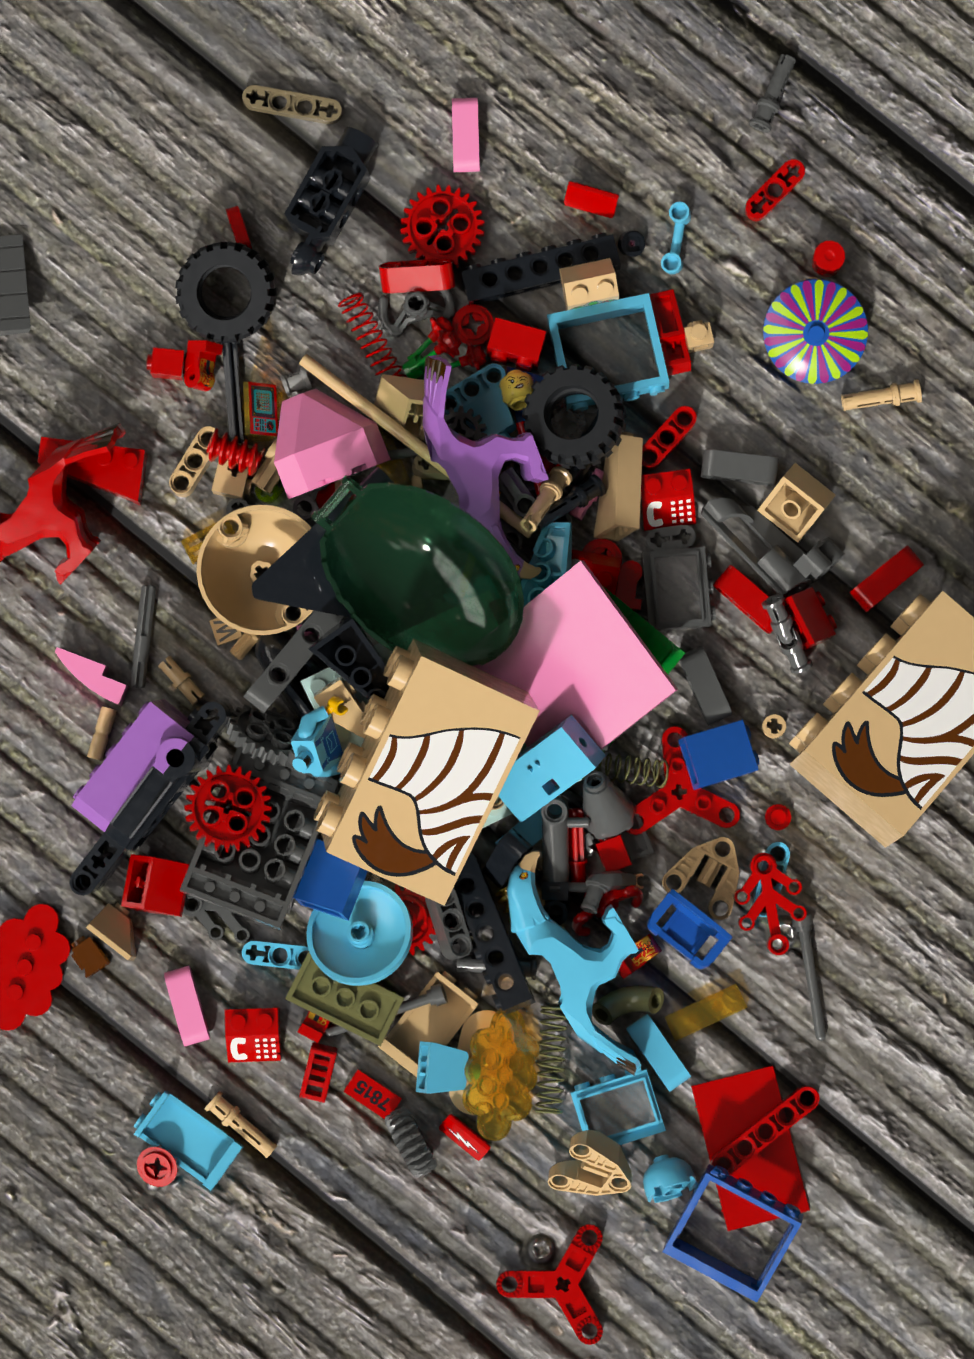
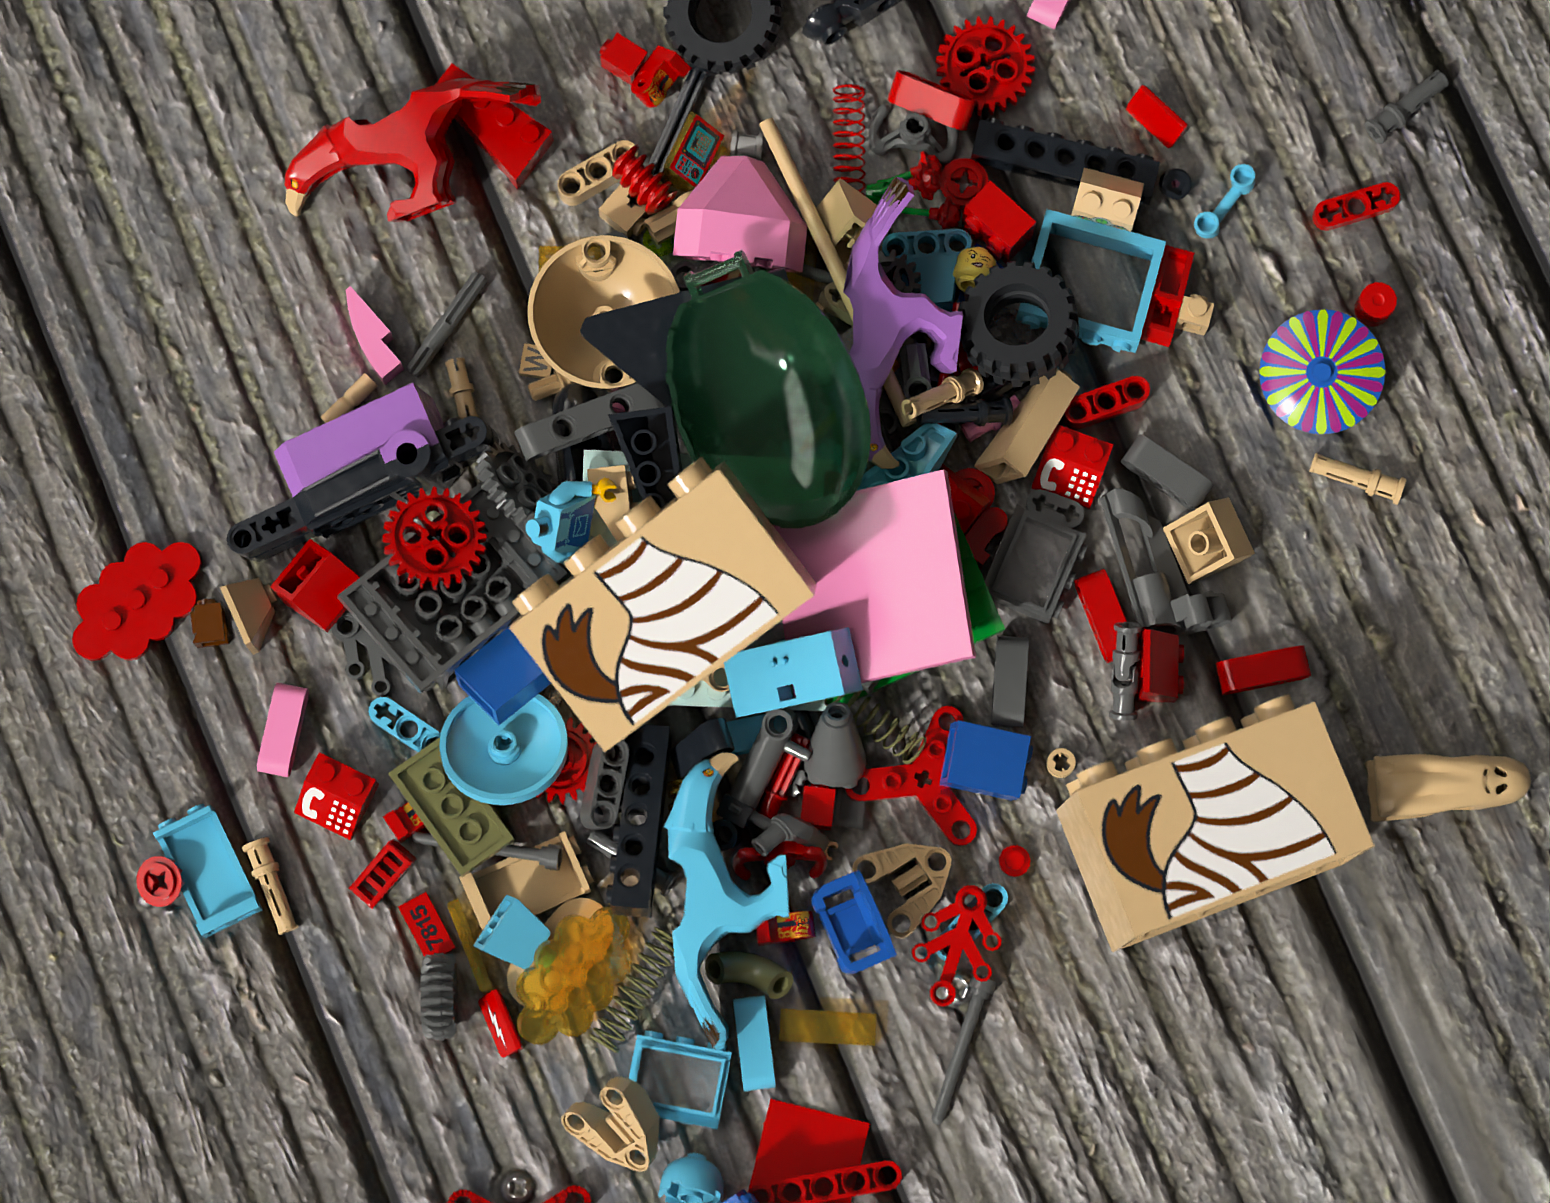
camera: 25 degrees right, 5 degrees down
(406, 1087) = (468, 940): none -> clear yellow tile

